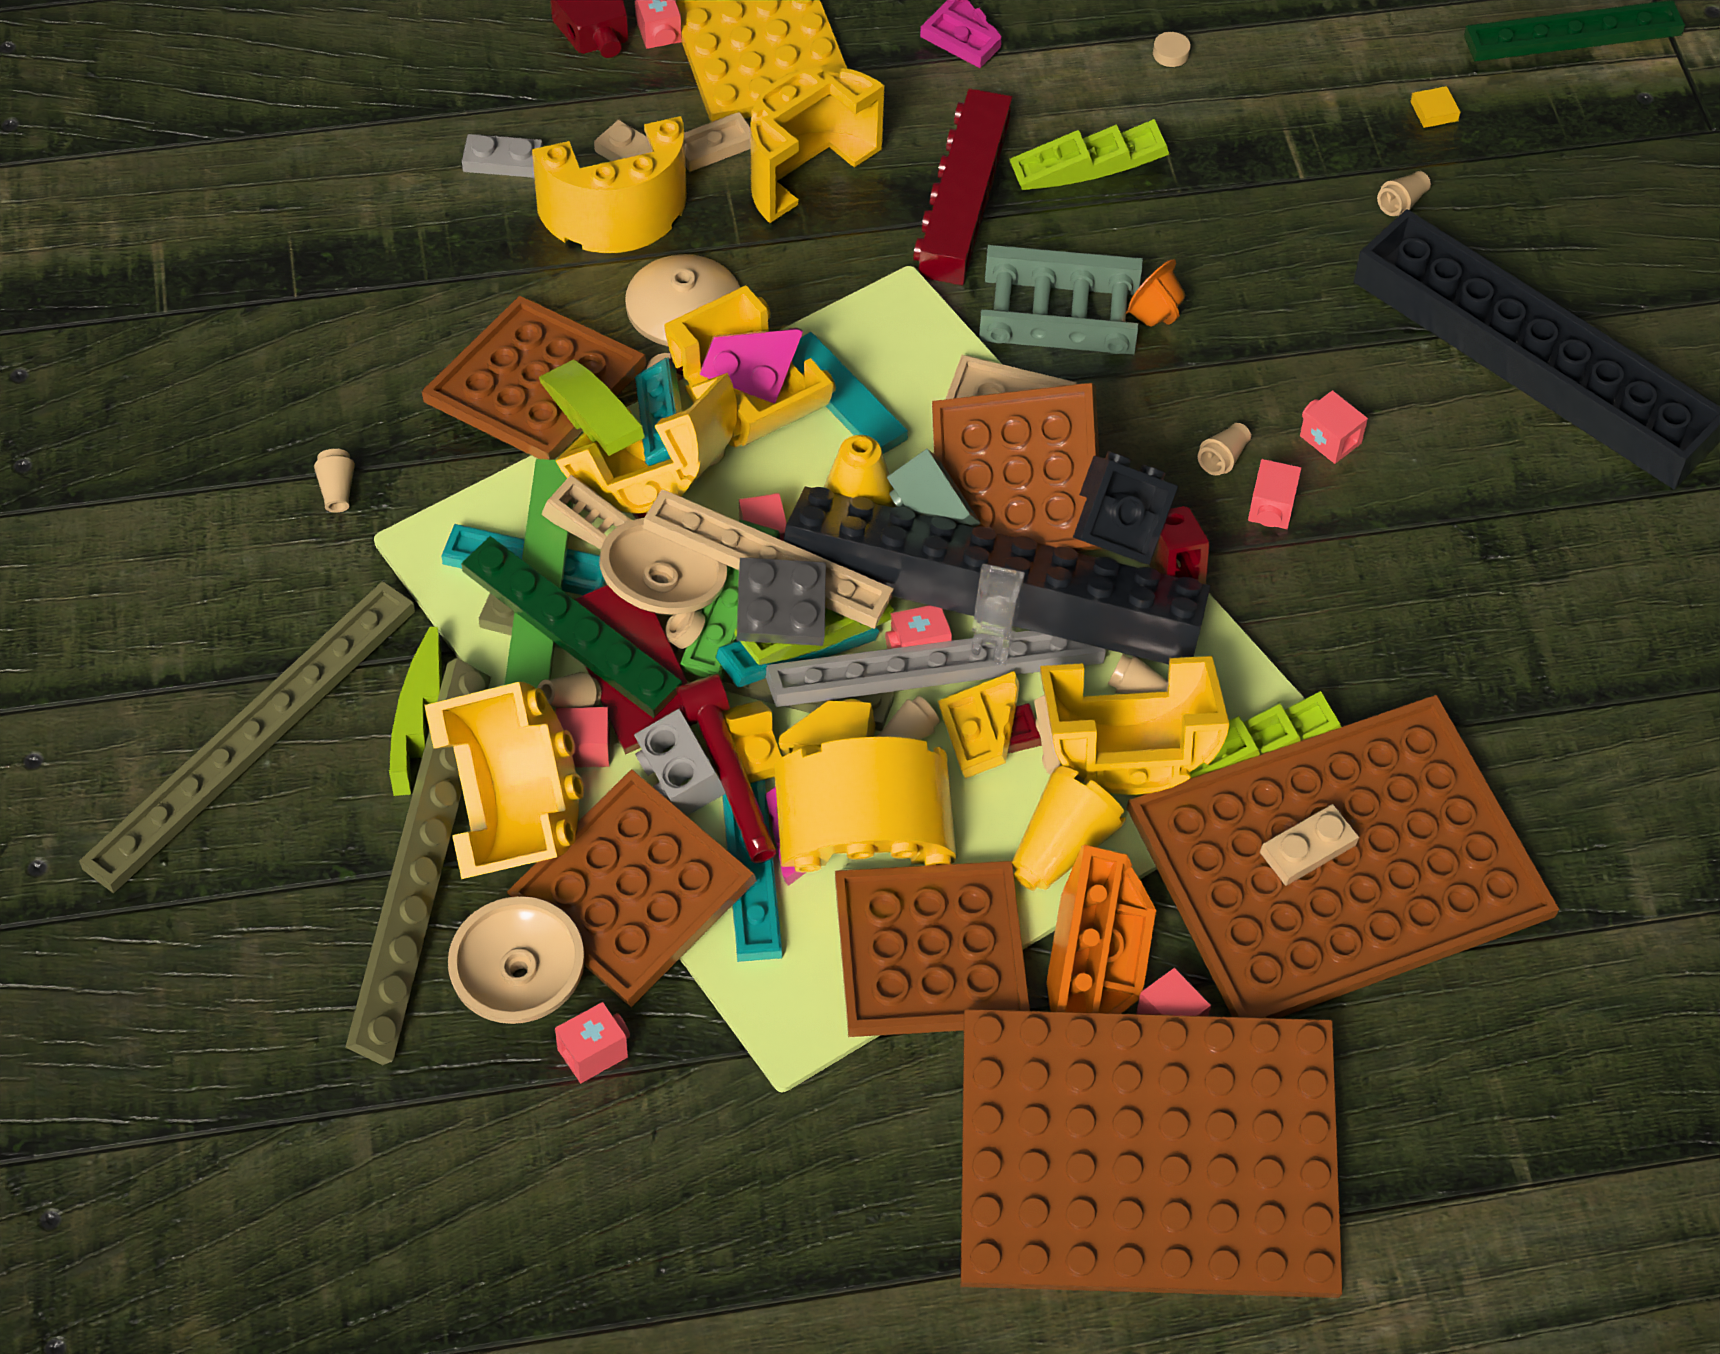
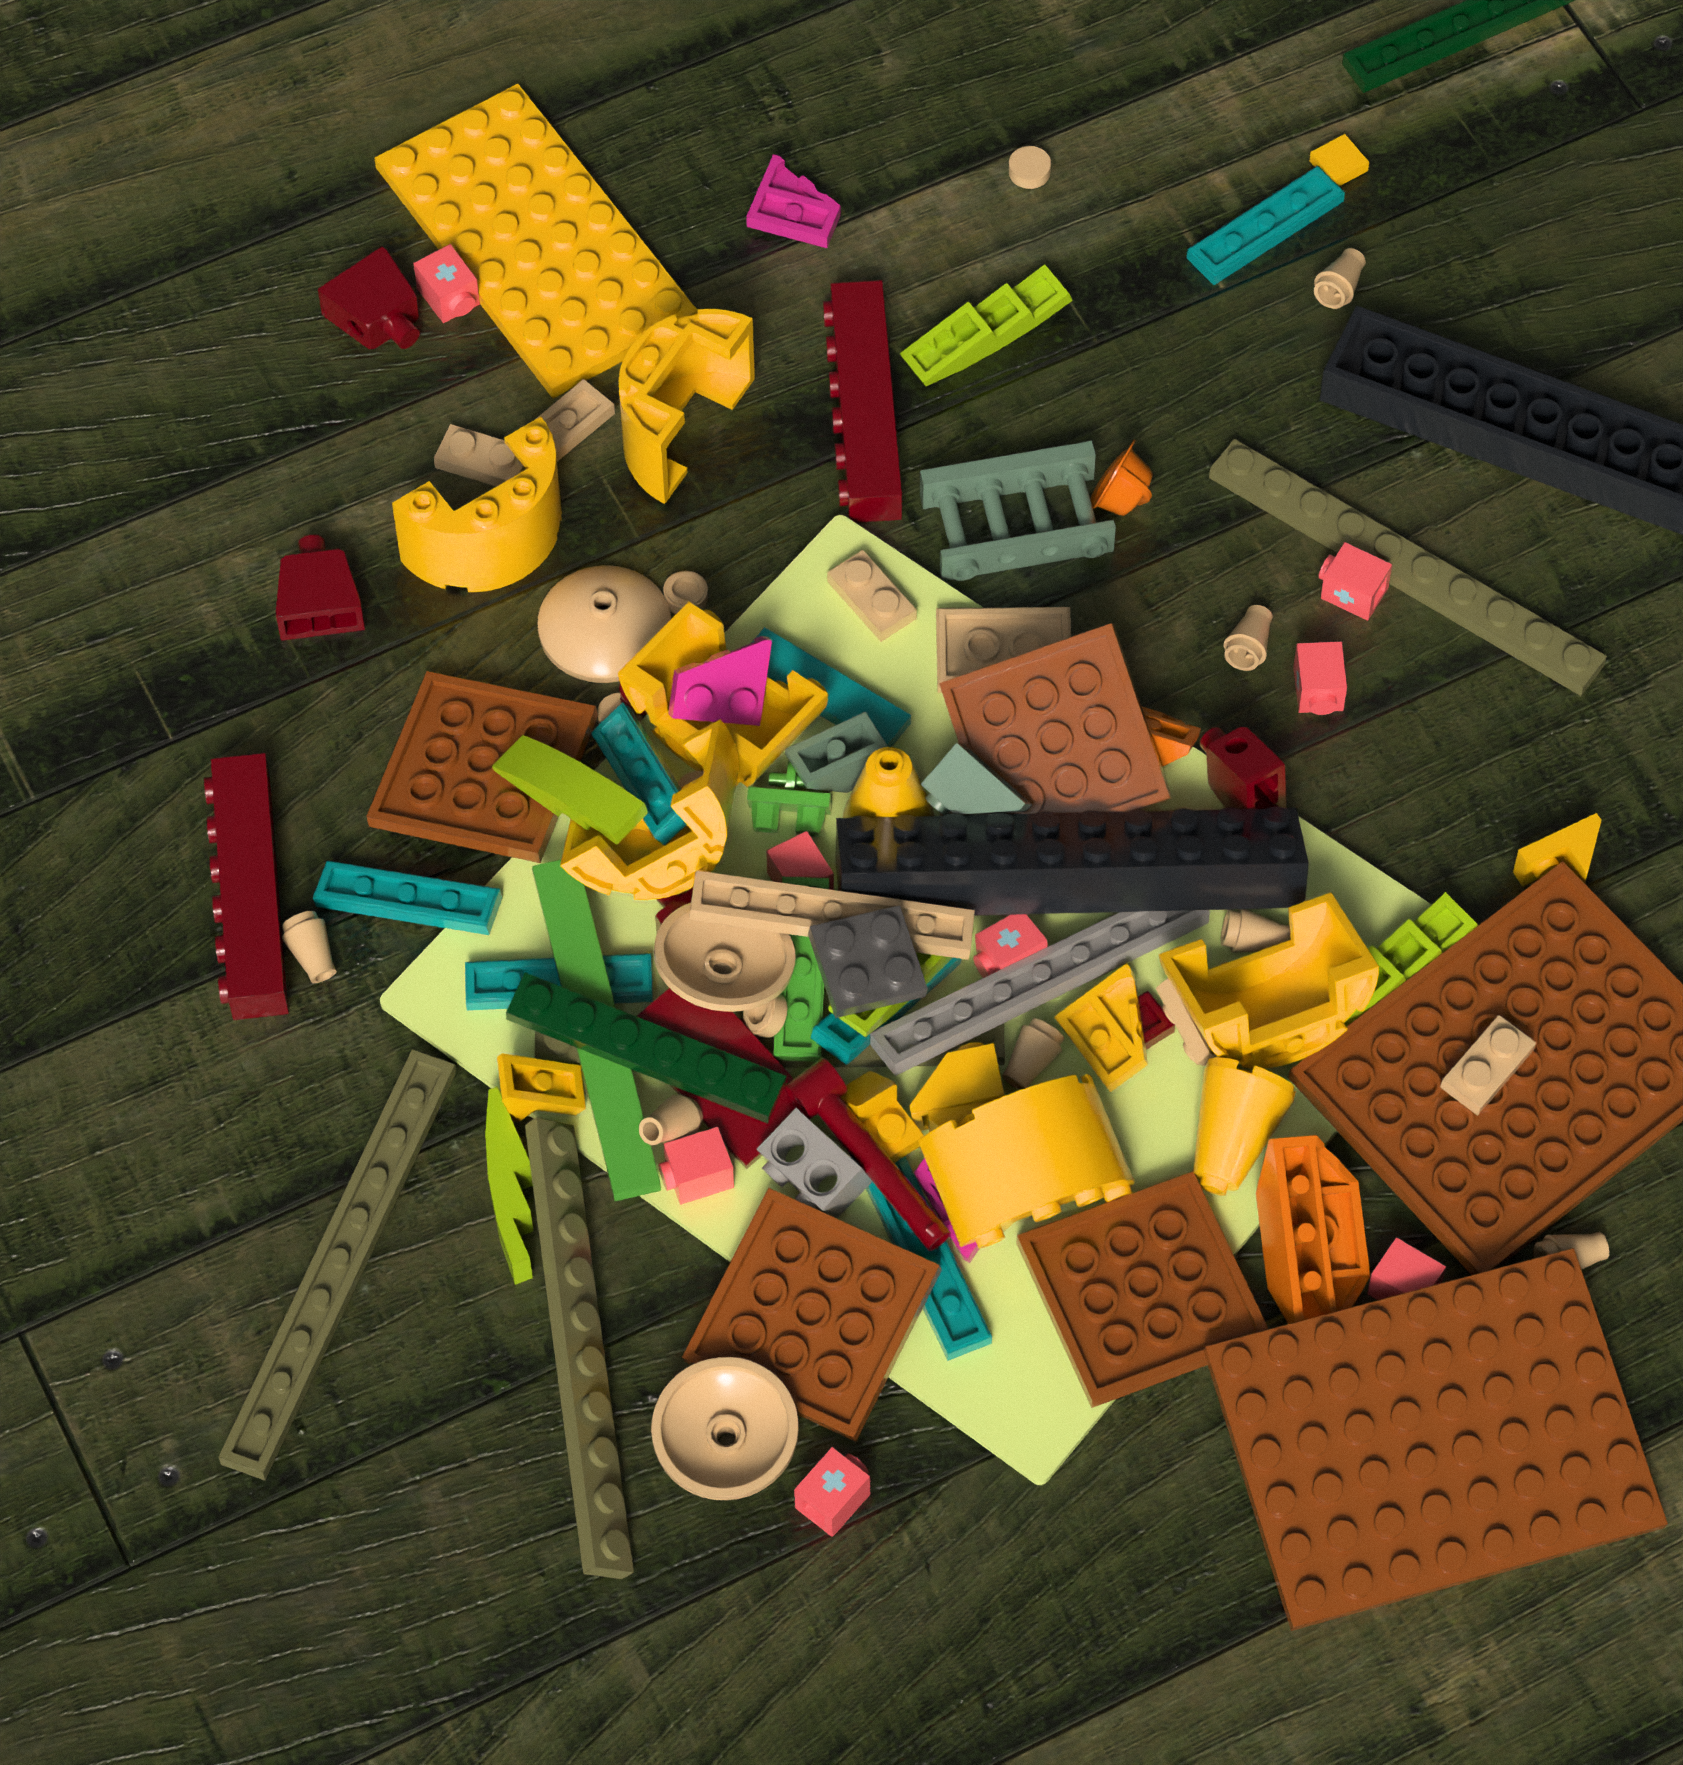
camera: 15 degrees left, 5 degrees up
(302, 421) = (248, 887): none -> dark red brick
(431, 464) = (407, 897): none -> teal tile
(454, 215) = (316, 593): none -> dark red torso
(468, 632) = (539, 1085): none -> yellow slope
(499, 155) = (336, 503): light grey plate -> none
(512, 776) = (651, 1240): yellow cylinder -> none
(583, 498) = (606, 899): tan slope -> none
(764, 287) = (685, 588): none -> tan tile
(779, 467) = (768, 803): none -> bright green hips
(818, 439) = (836, 755): none -> sand green slope
(912, 332) = (871, 595): none -> tan plate
(997, 610) = (1091, 905): clear hinge -> none
(1124, 507) = (1186, 751): black plate -> none
(1346, 1028) = (1588, 1247): none -> tan cone
(1355, 139) = (1265, 225): none -> teal tile
(1389, 433) = (1413, 568): none -> olive plate
(1452, 686) = (1571, 845): none -> yellow slope

